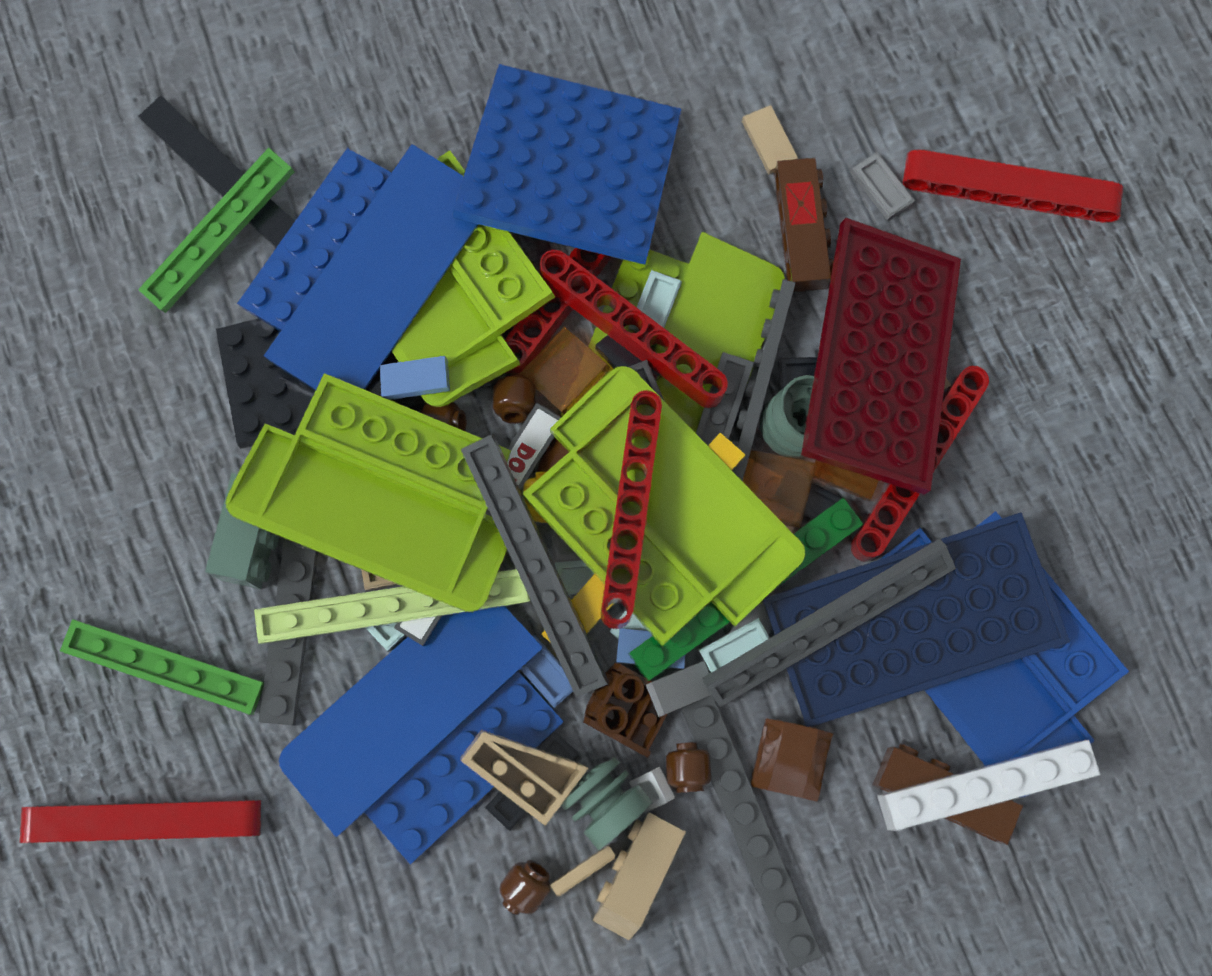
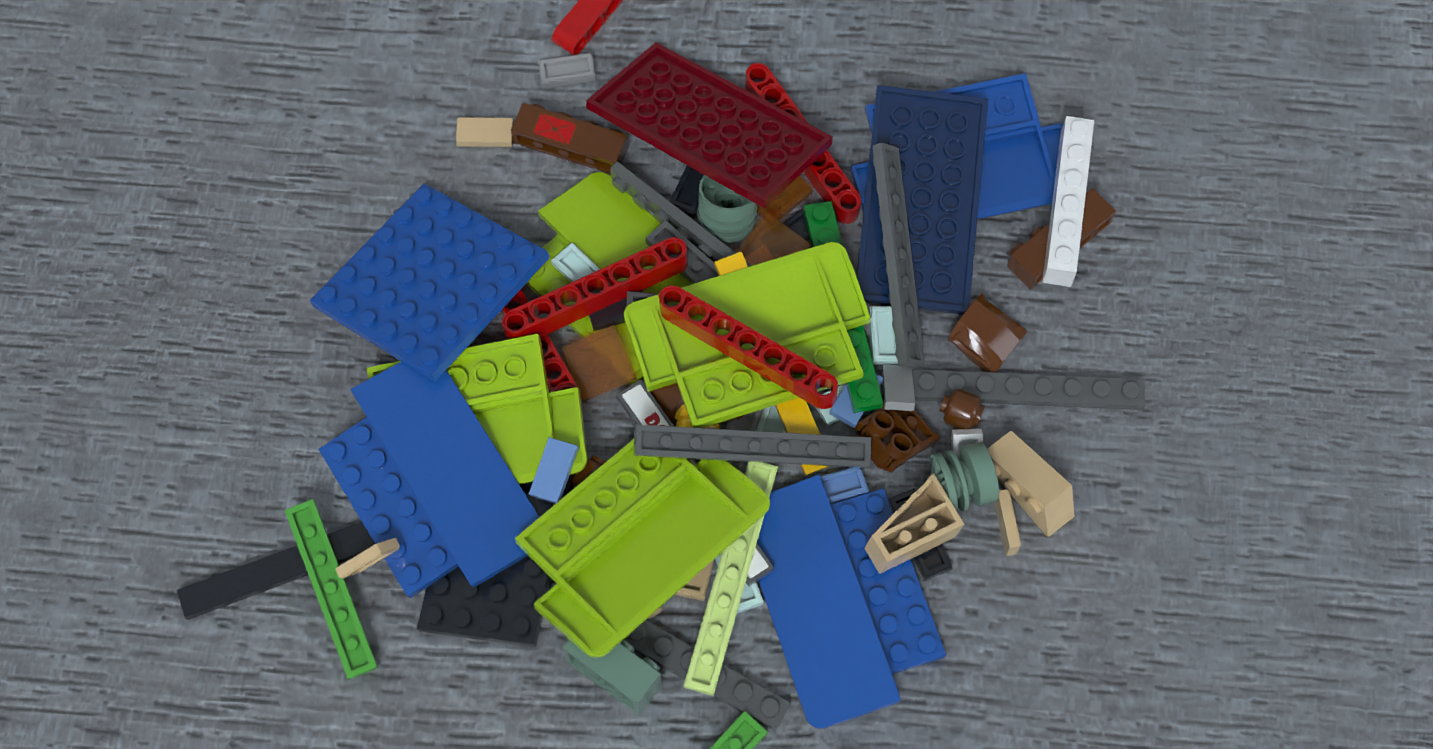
camera: 65 degrees left, 10 degrees down
(253, 247) = (368, 558): none -> tan tile
(513, 398) = (602, 412): reddish brown head -> none
(525, 887) = (1002, 572): reddish brown head -> none

